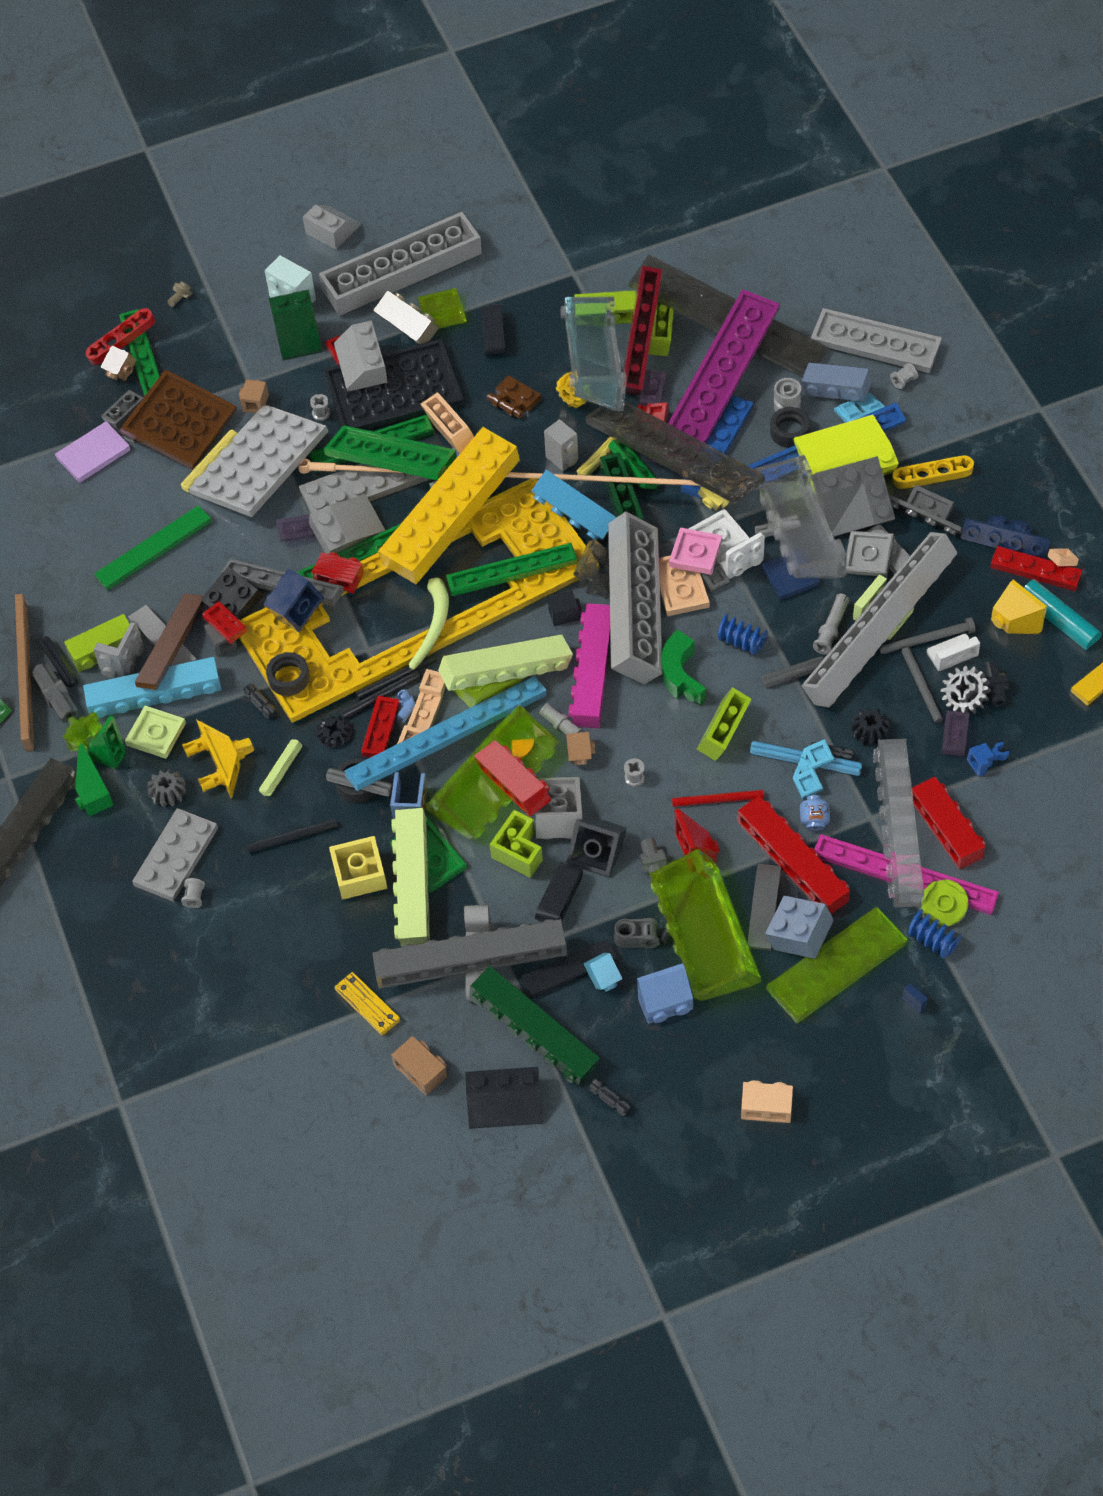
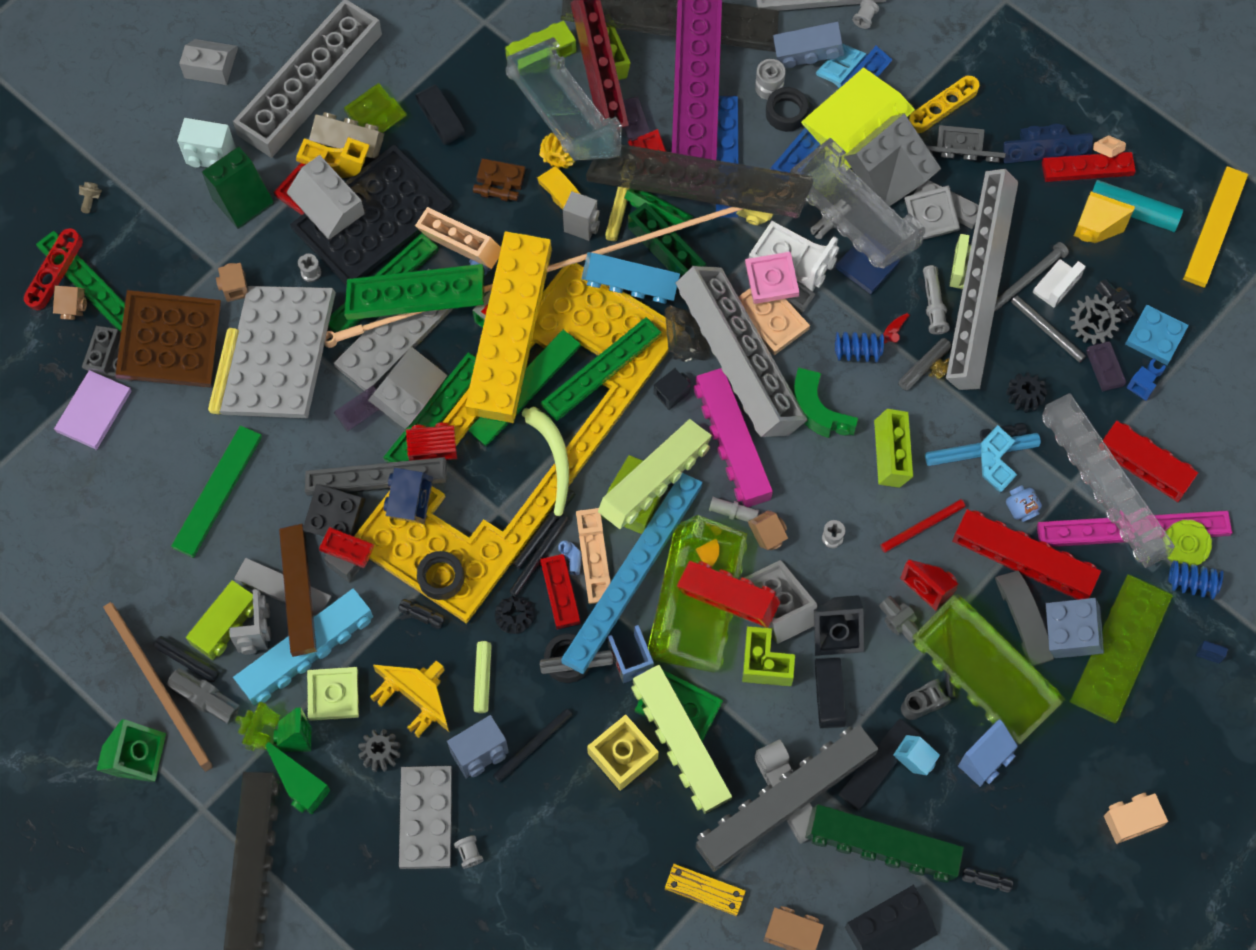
camera: 30 degrees left, 10 degrees up
(243, 814) = (478, 747): none -> sand blue brick
(389, 334) = (344, 161): none -> yellow arch
(452, 557) = (535, 377): none -> green tile
(557, 412) = (557, 185): none -> yellow slope
(784, 633) = (891, 332): none -> red bar
(801, 677) = (939, 368): none -> clear yellow plate
(1018, 726) = (1156, 334): none -> dark azure plate

